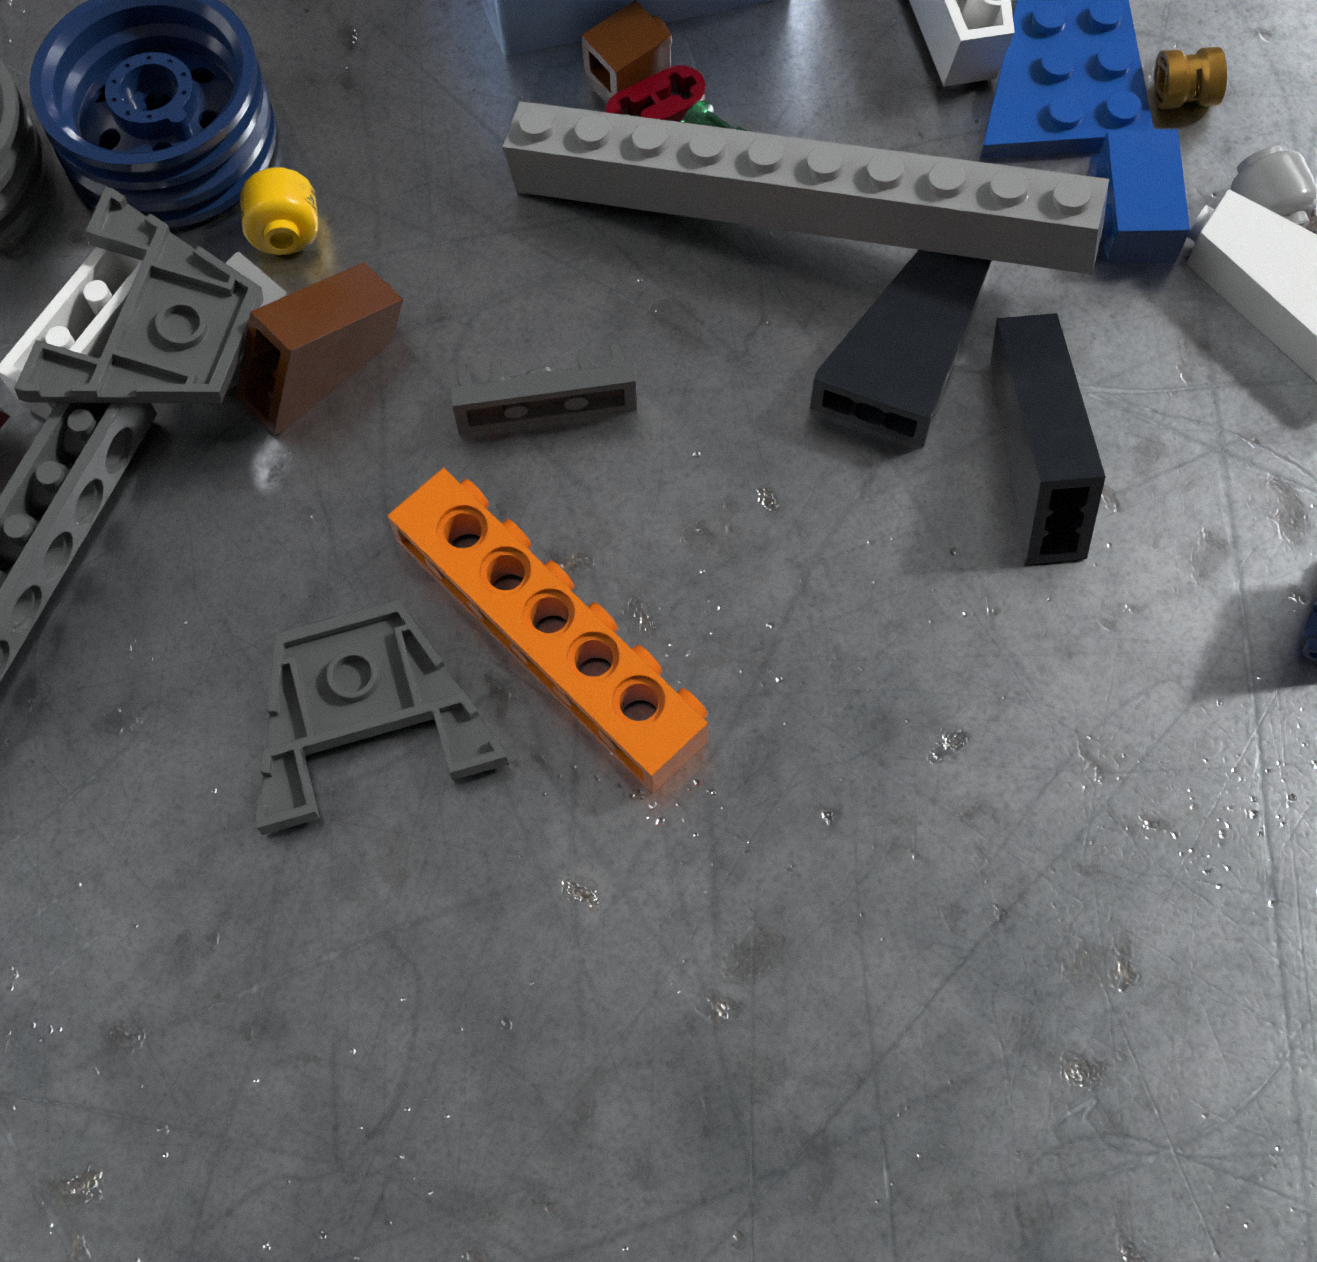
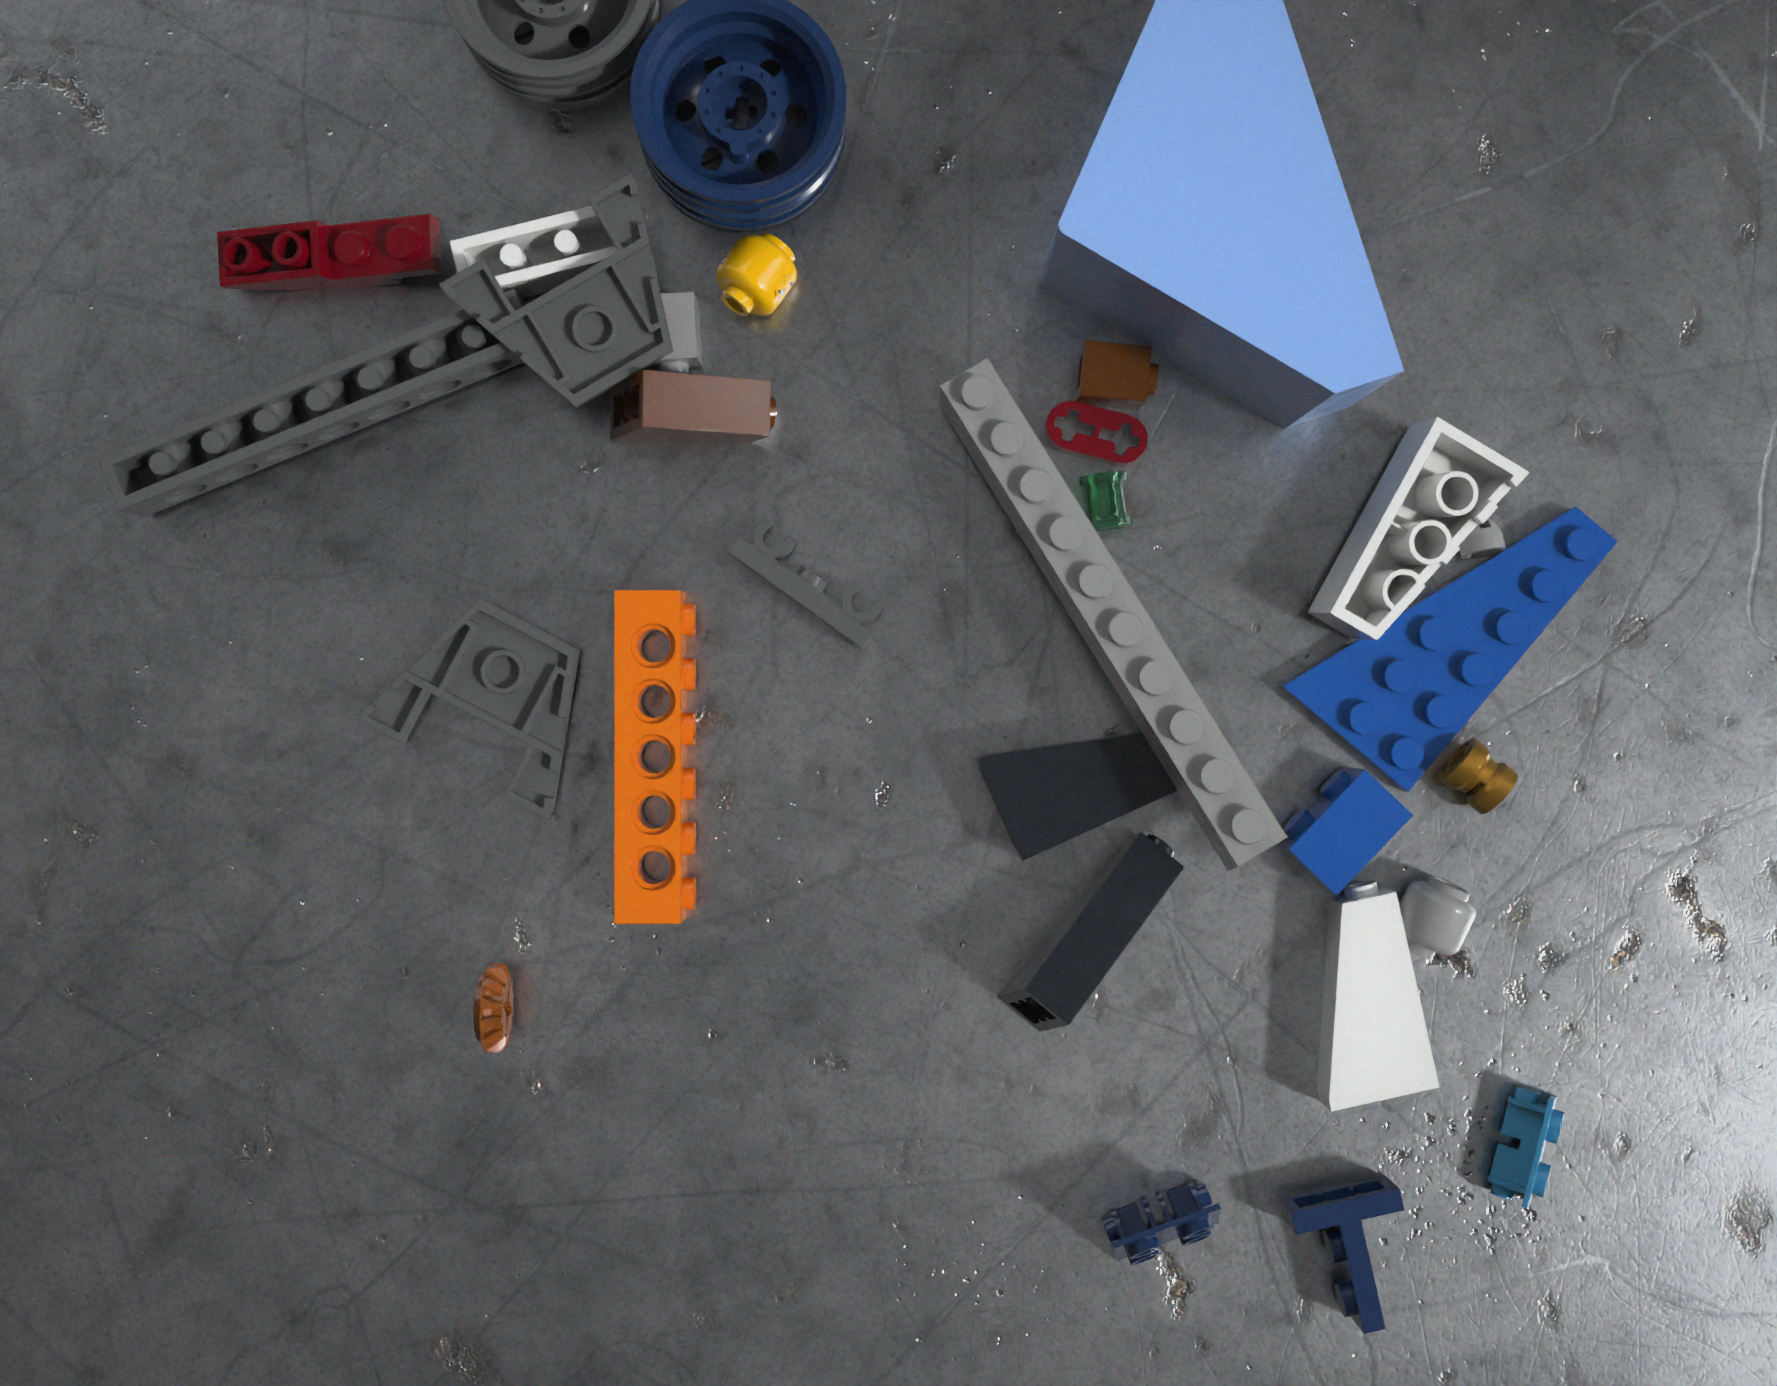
camera: 45 degrees right, 20 degrees up
(617, 954) = (493, 1008): none -> dark orange gear

